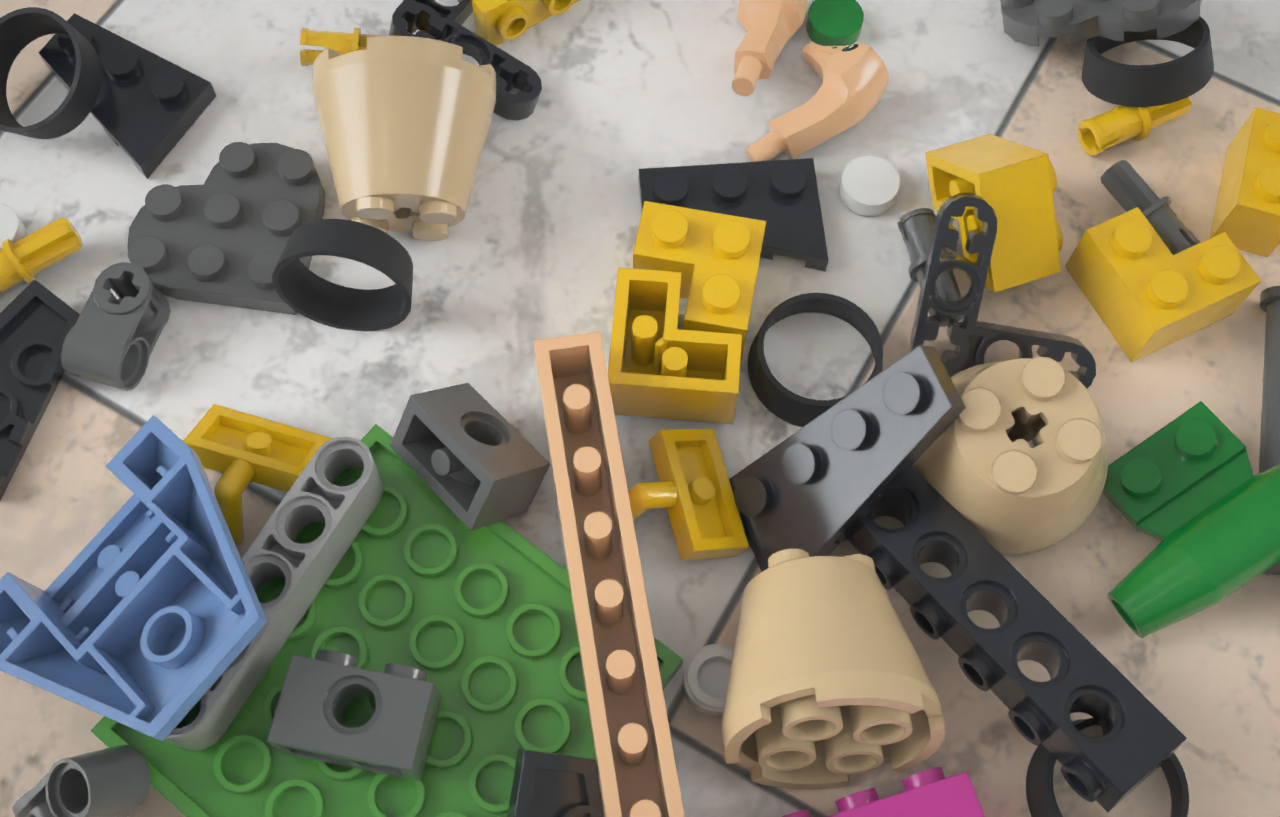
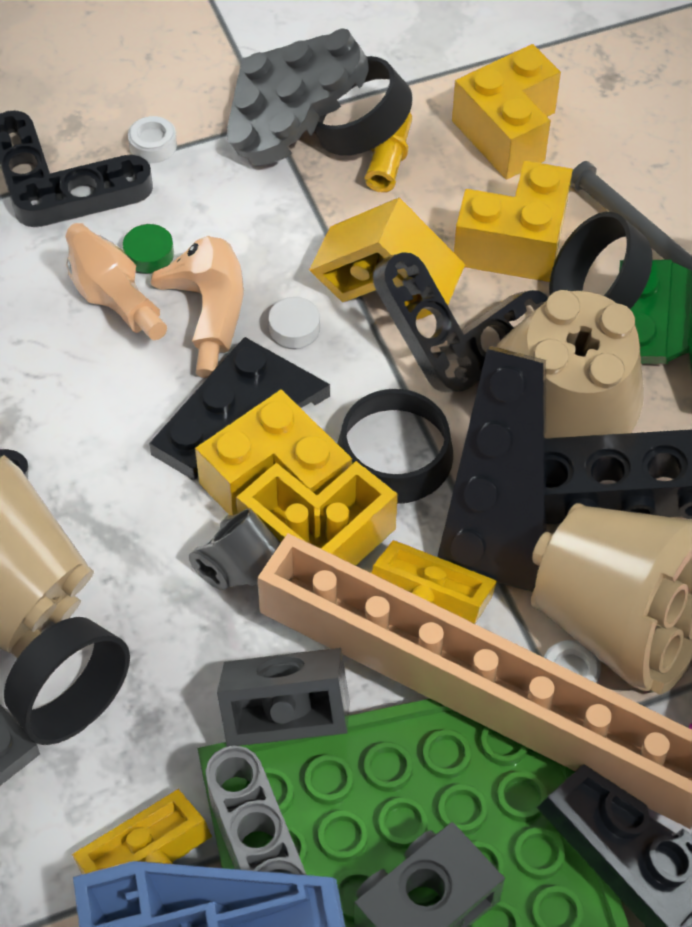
camera: 50 degrees left, 10 degrees down
(583, 308) = (235, 552): none -> dark grey piece
(917, 233) = (375, 327): dark grey axle -> none
(1133, 192) = (451, 188): dark grey axle -> none
(1162, 366) = (588, 242): none -> black tyre

